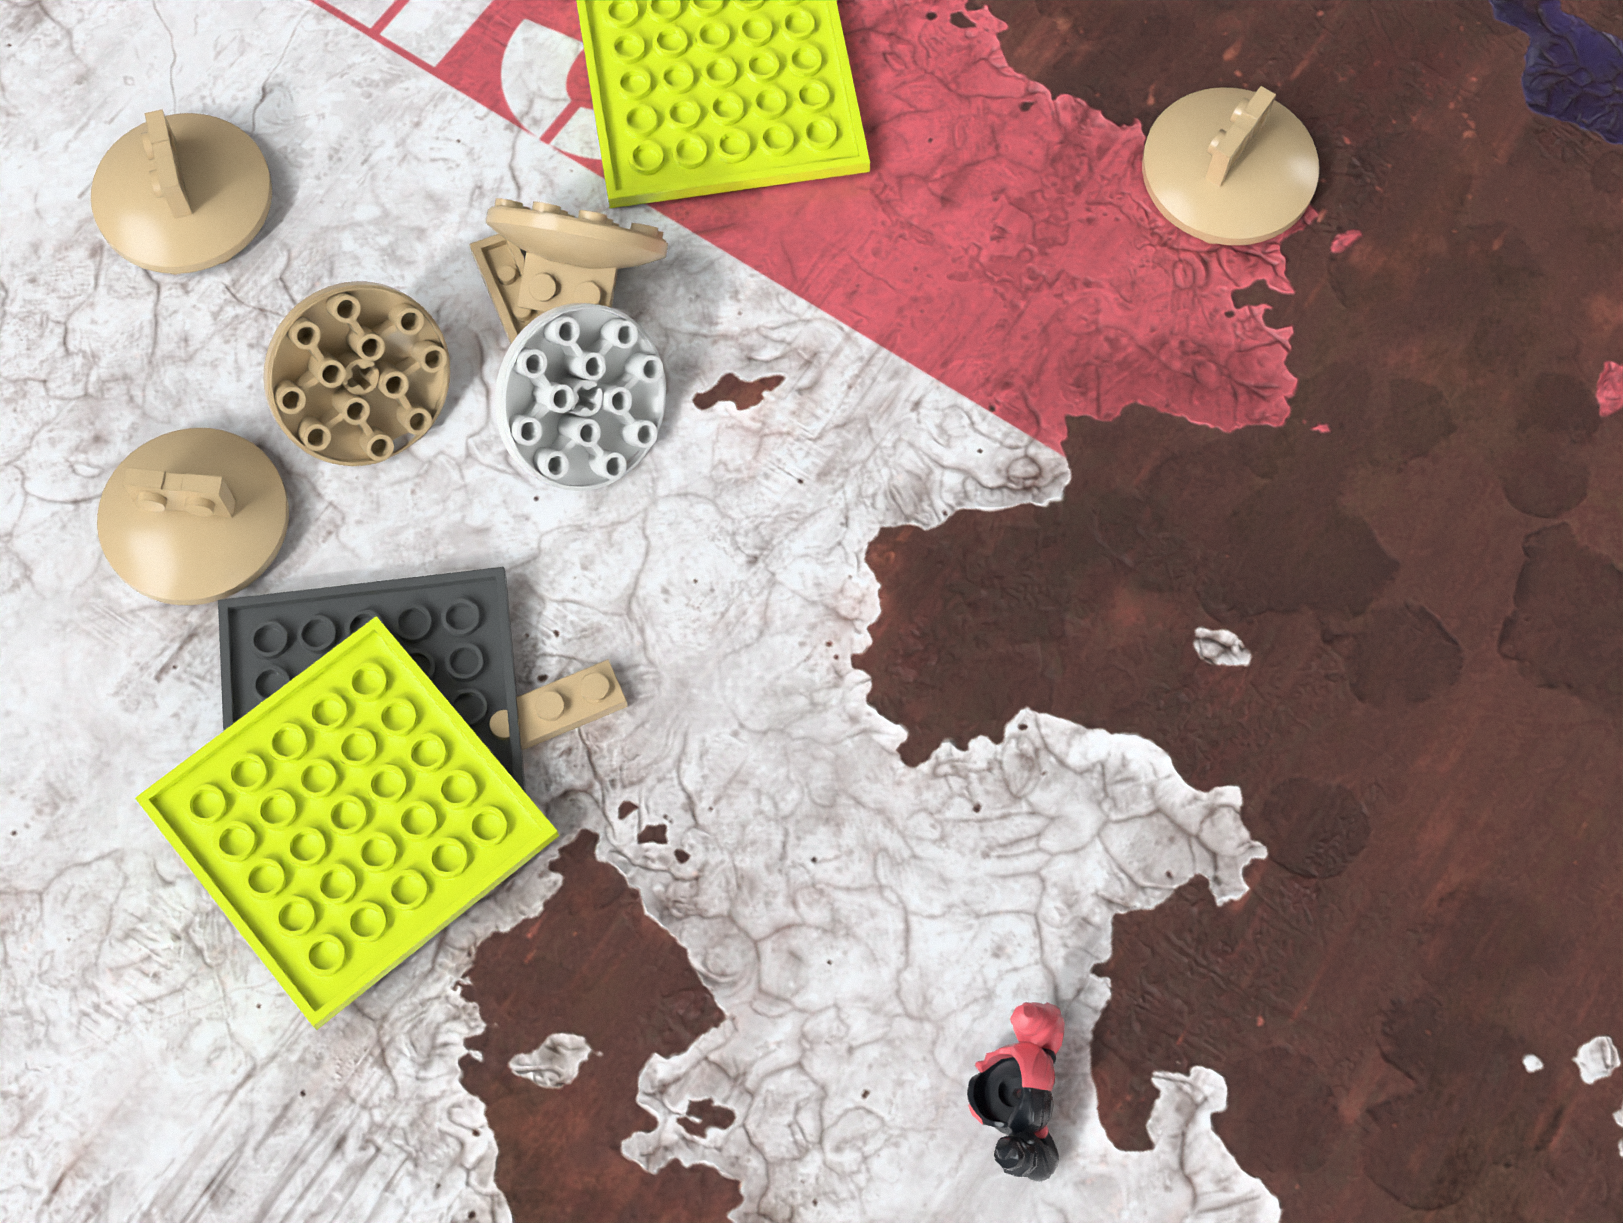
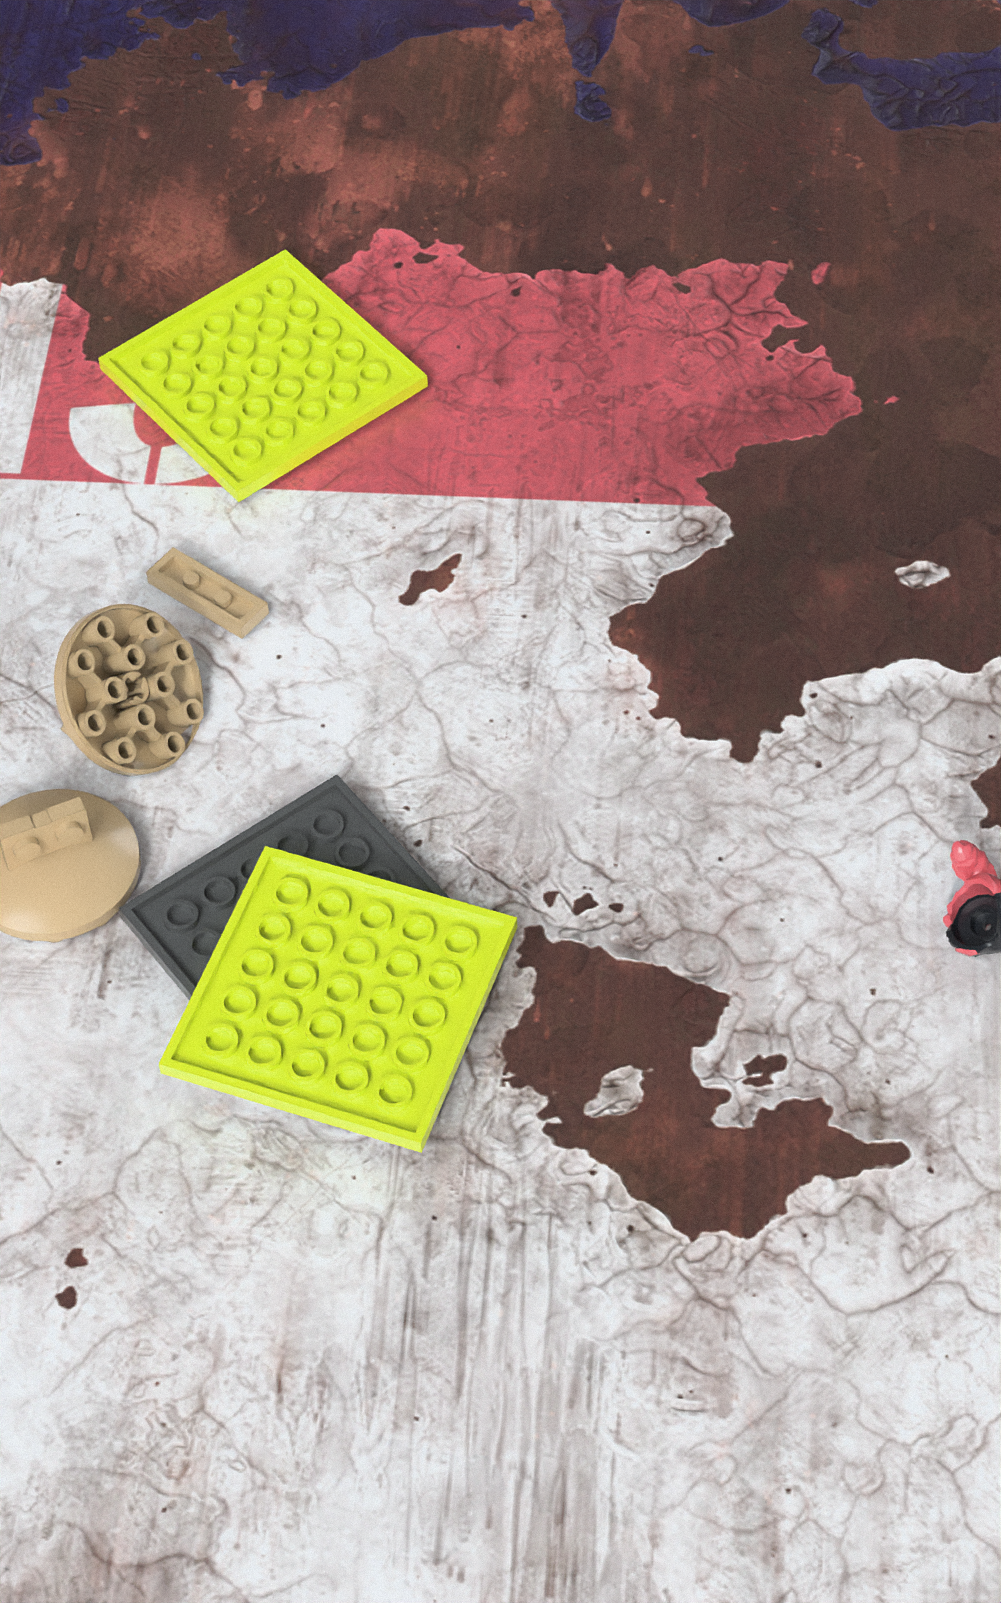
camera: 25 degrees left, 15 degrees down
(563, 705) = (453, 846): tan plate -> none
(572, 256) = (243, 527): tan bracket -> none
(580, 396) = (320, 623): white bracket -> none
(1230, 166) = (702, 258): tan bracket -> none

